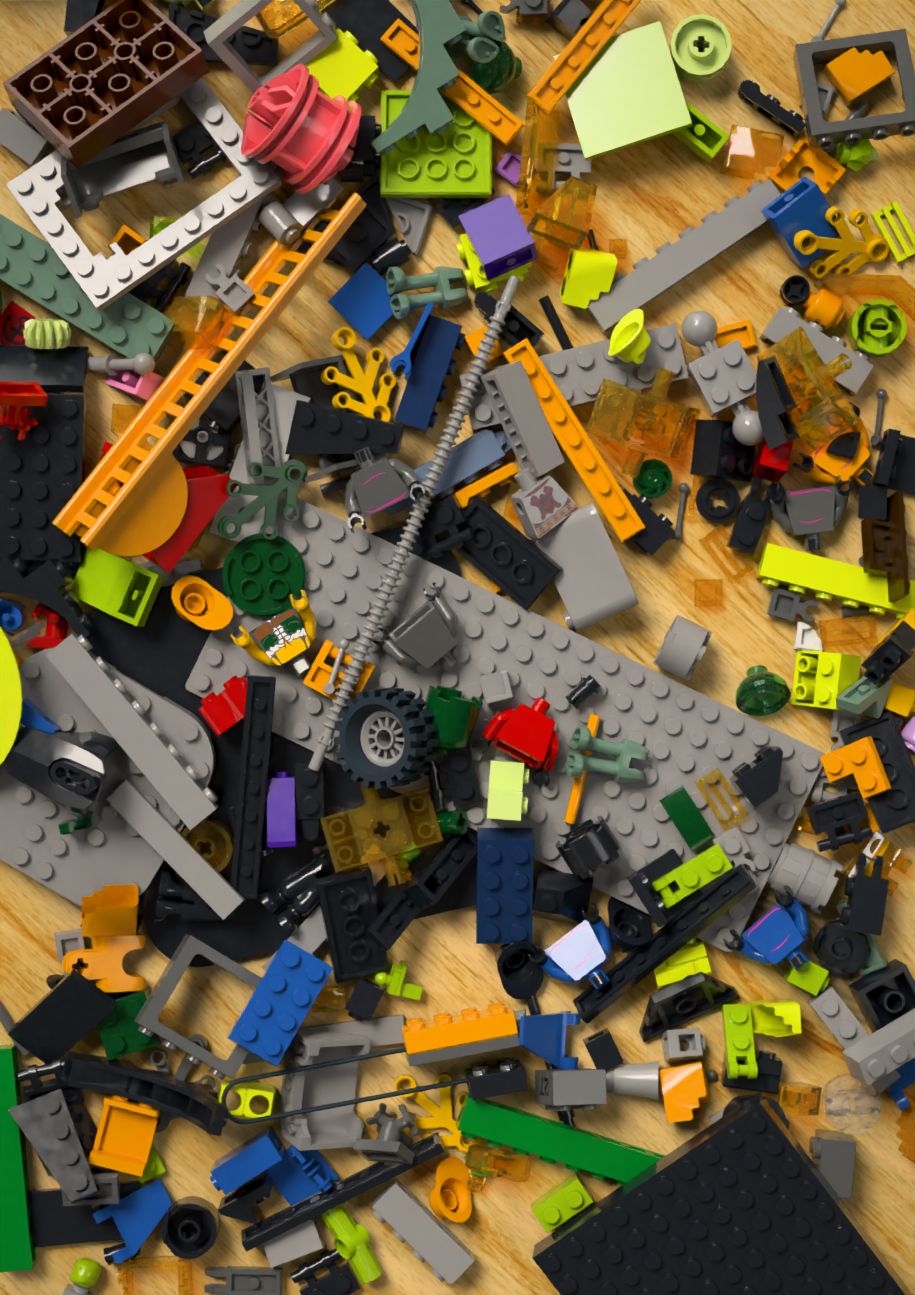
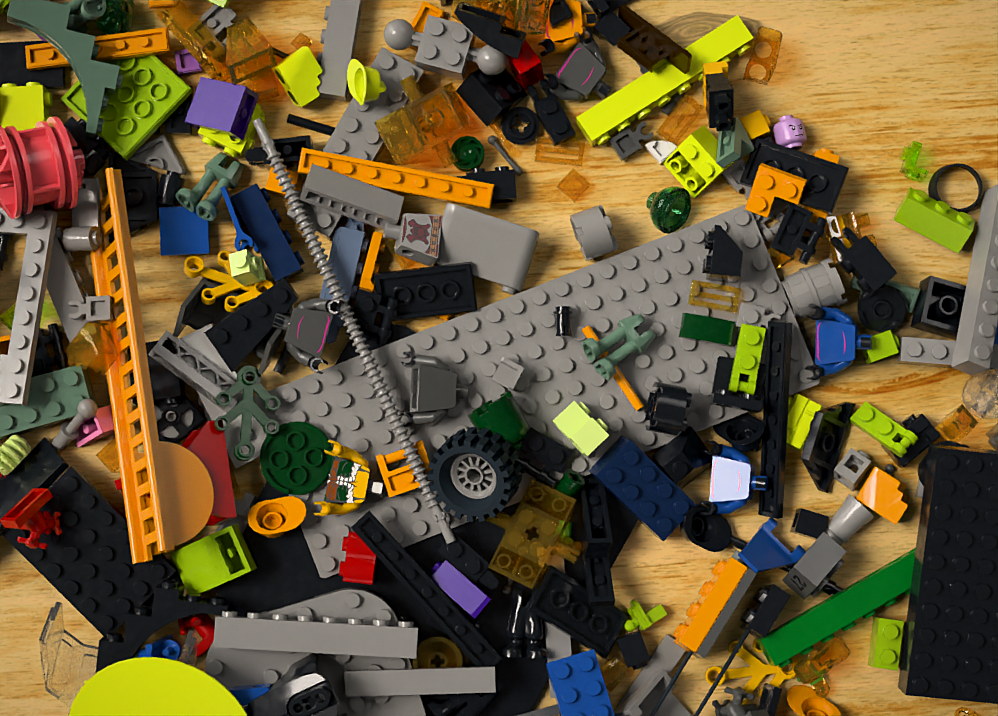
camera: 50 degrees left, 5 degrees down
(329, 687) = (408, 482): light grey hinge -> none
(383, 385) = (247, 267): none -> yellowish green brick
(526, 736) = (557, 384): red torso -> none
(776, 1017) = (889, 390): neon yellow piece -> none

